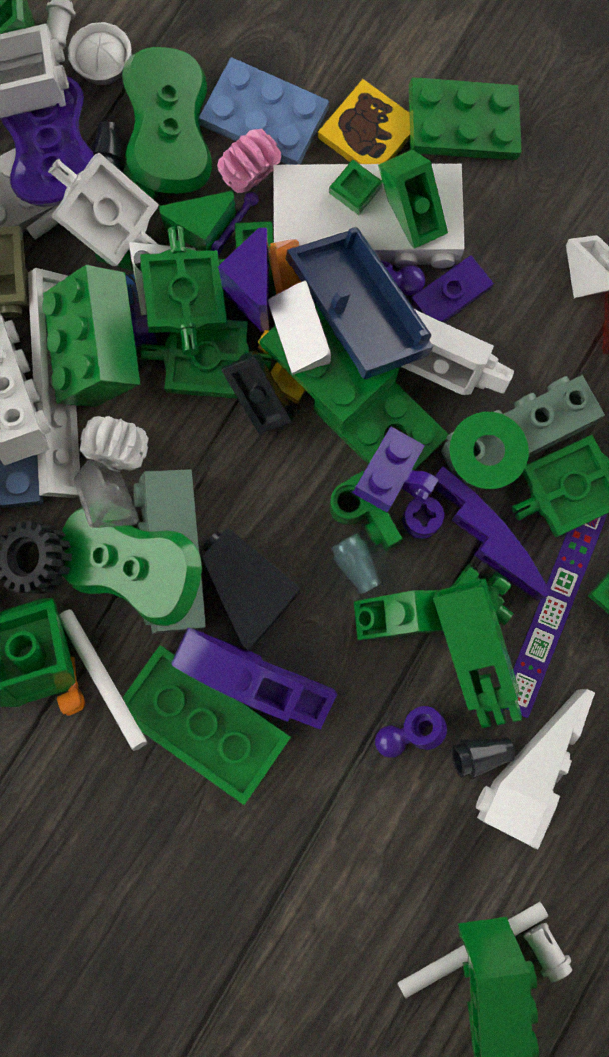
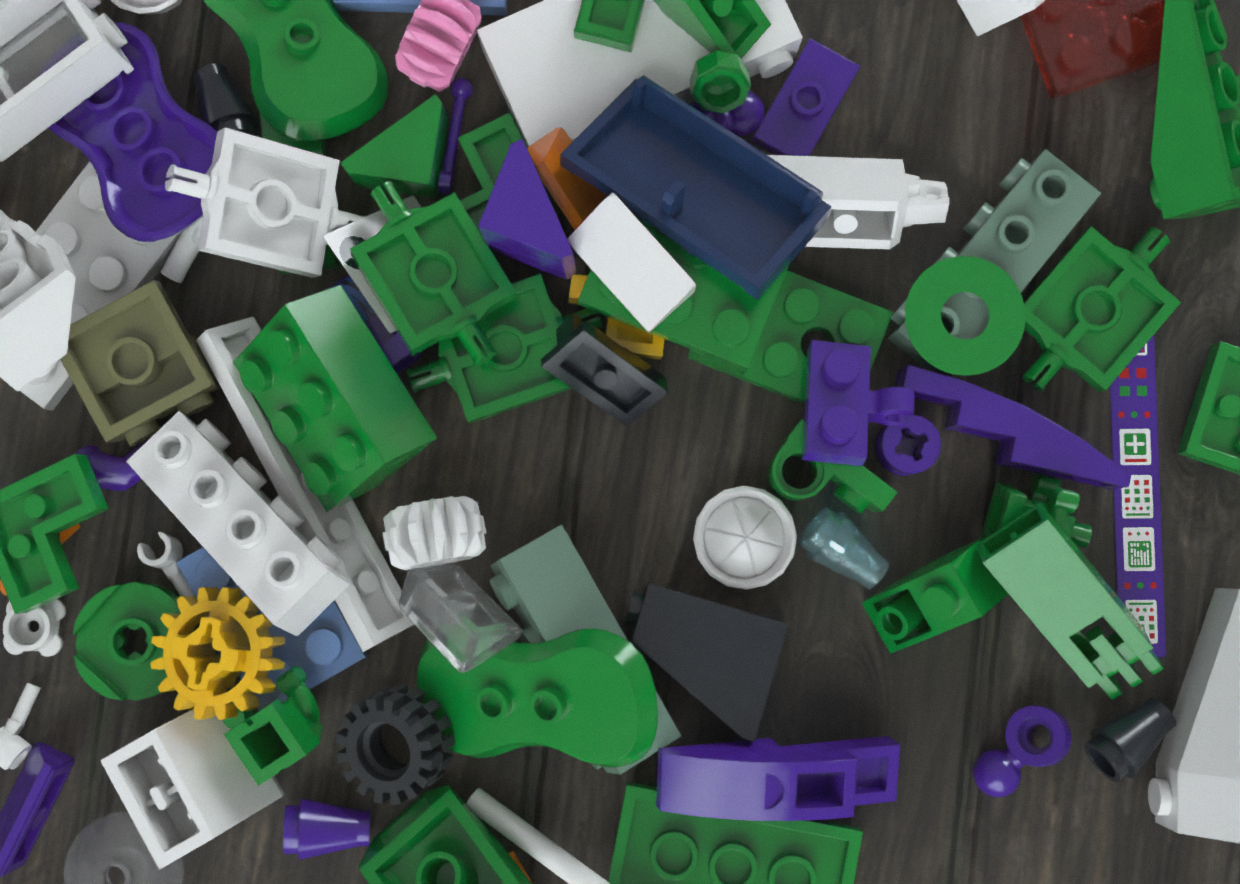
camera: 20 degrees left, 5 degrees up
(299, 529) = (745, 537): none -> white hat
(402, 252) = (720, 82): none -> green tile

